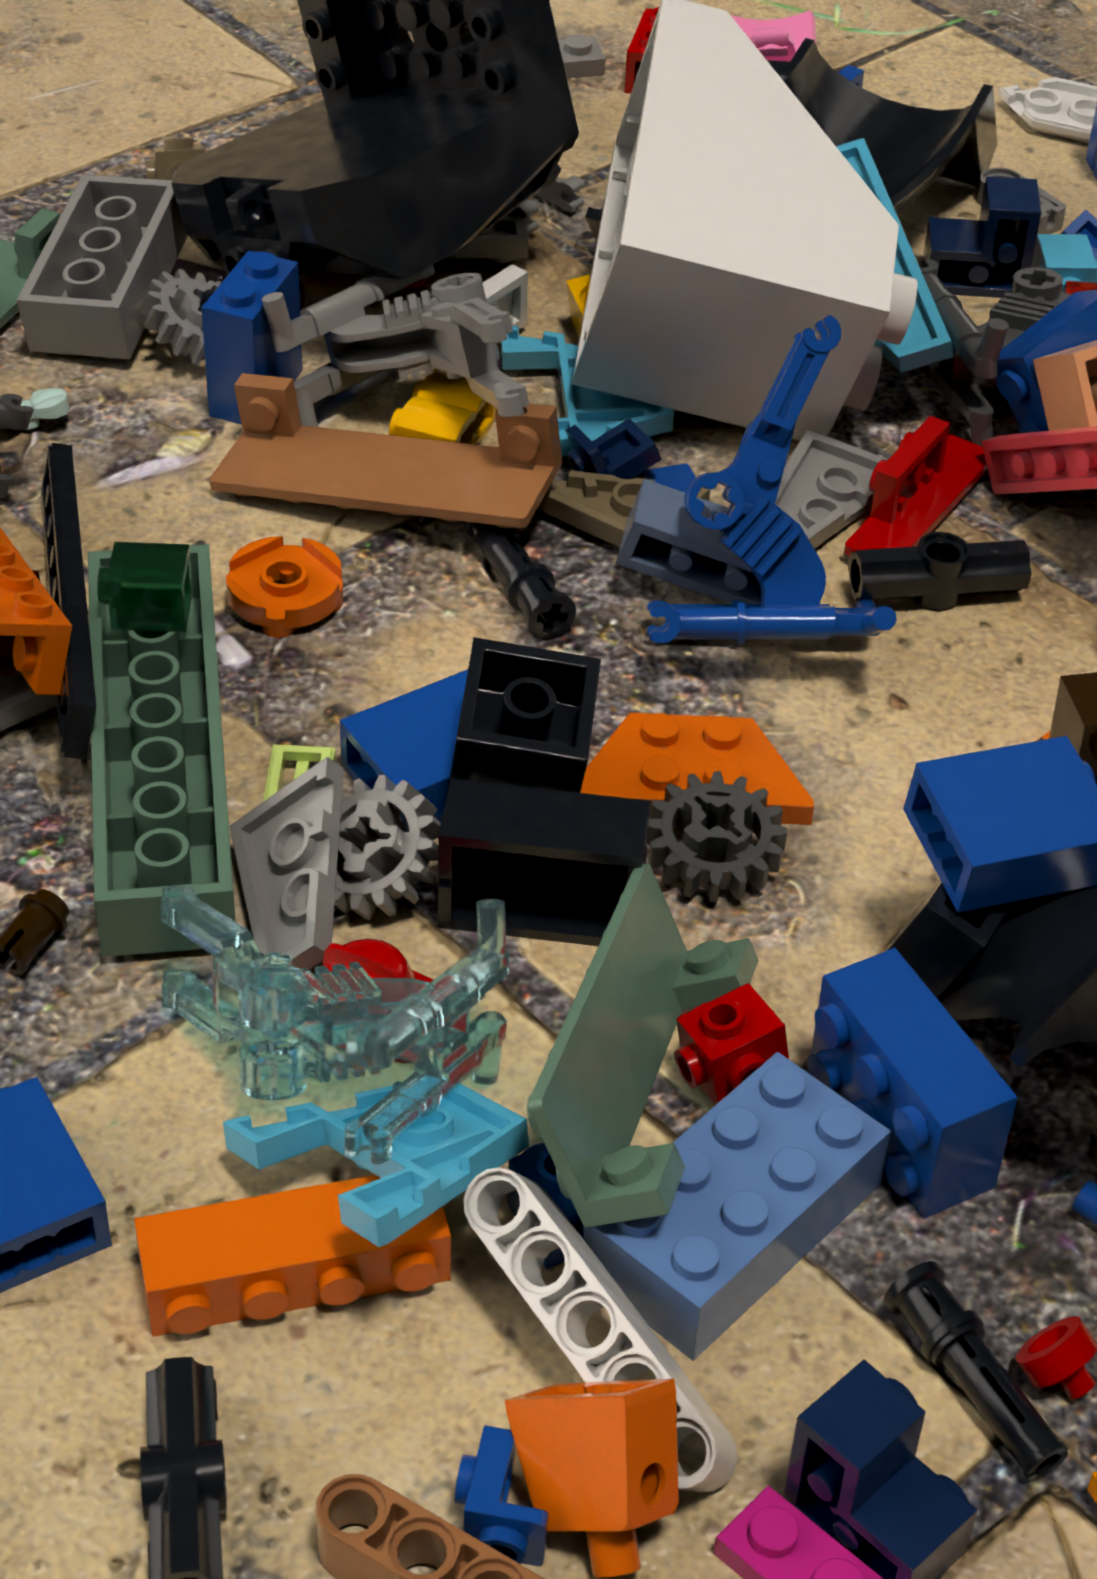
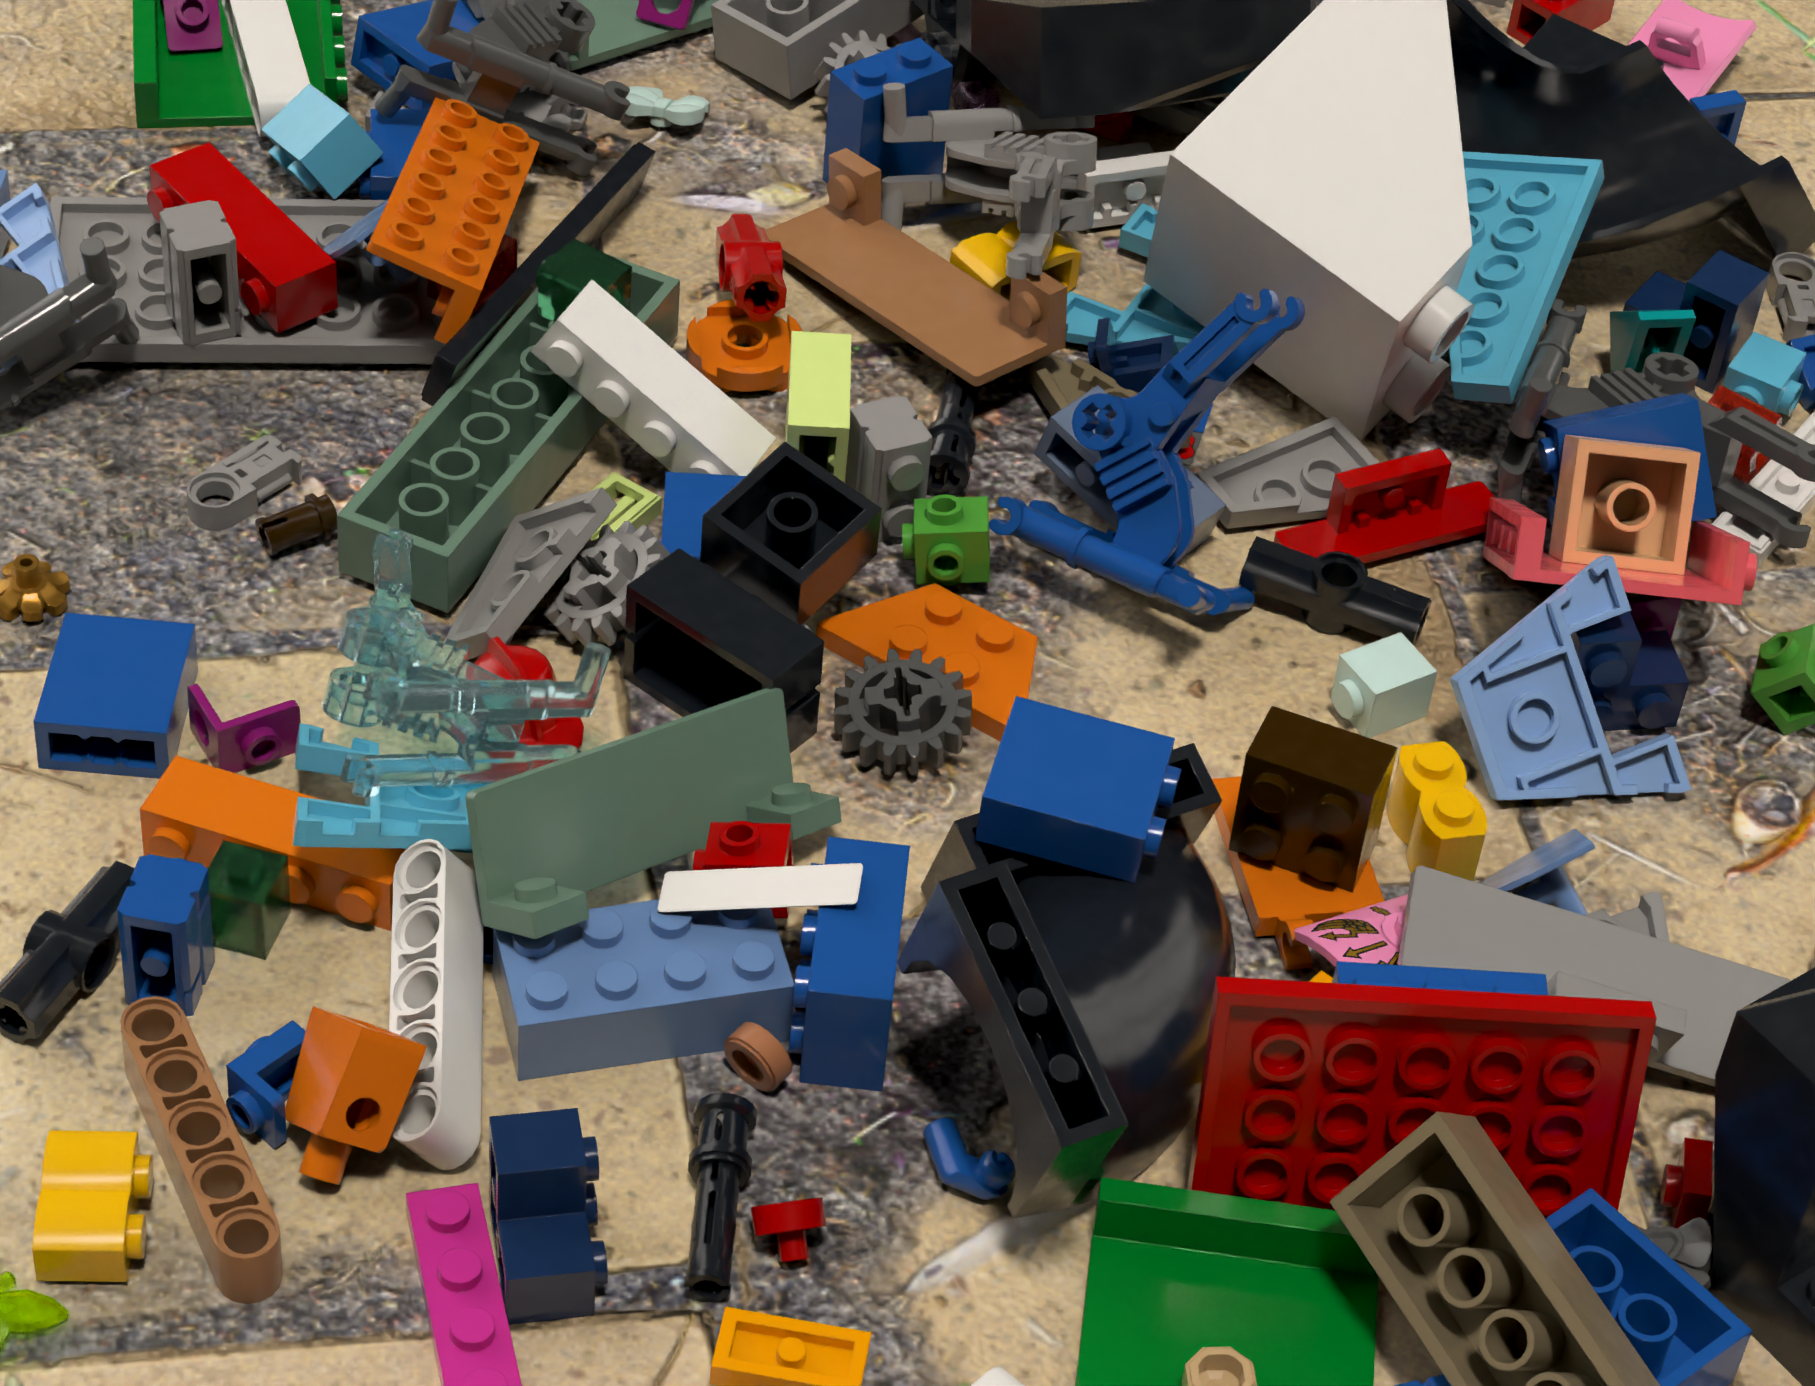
camera: 30 degrees right, 0 degrees up
(161, 1178) = (246, 739): none -> magenta bracket
(243, 510) = (751, 267): none -> red piece
(272, 650) = (650, 389): none -> white brick
(288, 1407) = (166, 931): none -> blue brick
(313, 1328) = (248, 898): none -> clear green brick
(422, 606) = (820, 398): none -> yellowish green brick
(523, 606) = (889, 459): none -> light grey brick
(630, 667) = (949, 540): none -> bright green brick
(804, 1055) = (760, 887): none -> white sticker
(889, 1215) = (757, 1057): none -> nougat tile
(980, 272) = (1645, 332): none -> teal slope
(1044, 628) = (1383, 685): none -> light aqua brick

